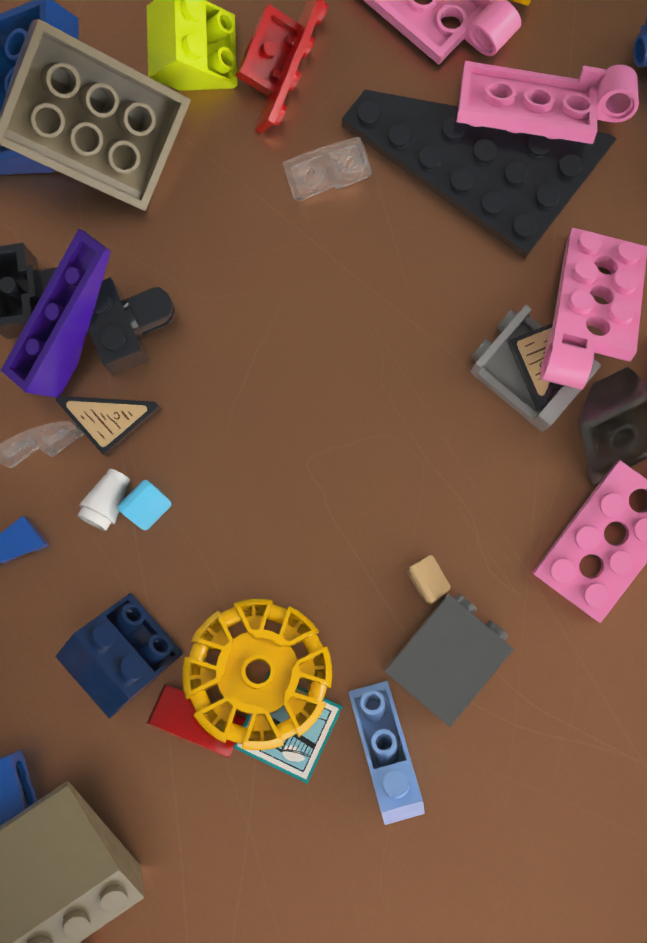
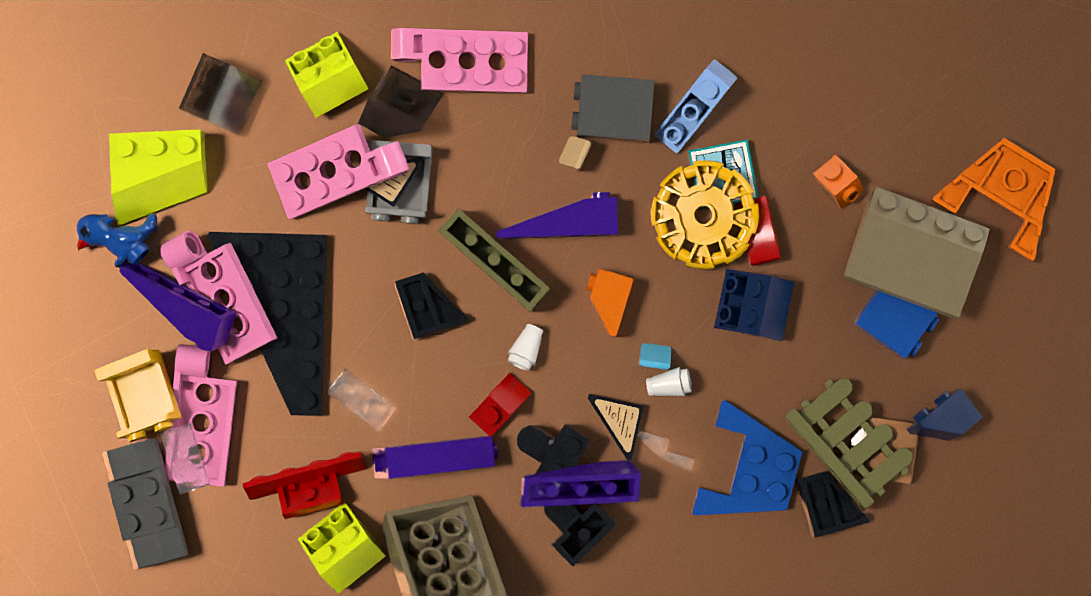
camera: 130 degrees left, 5 degrees up
(184, 855) = (839, 181): none -> orange bracket
(211, 194) = (434, 457): none -> dark purple slope
(217, 307) = (500, 404): none -> red slope
(244, 501) = (609, 297): none -> orange slope
(256, 374) = (526, 347): none -> white cone
(352, 532) = (583, 218): none -> dark purple slope
(375, 404) = (494, 260): none -> olive brick
(376, 303) = (426, 306): none -> black wing
(555, 51) = (187, 310): none -> dark purple slope

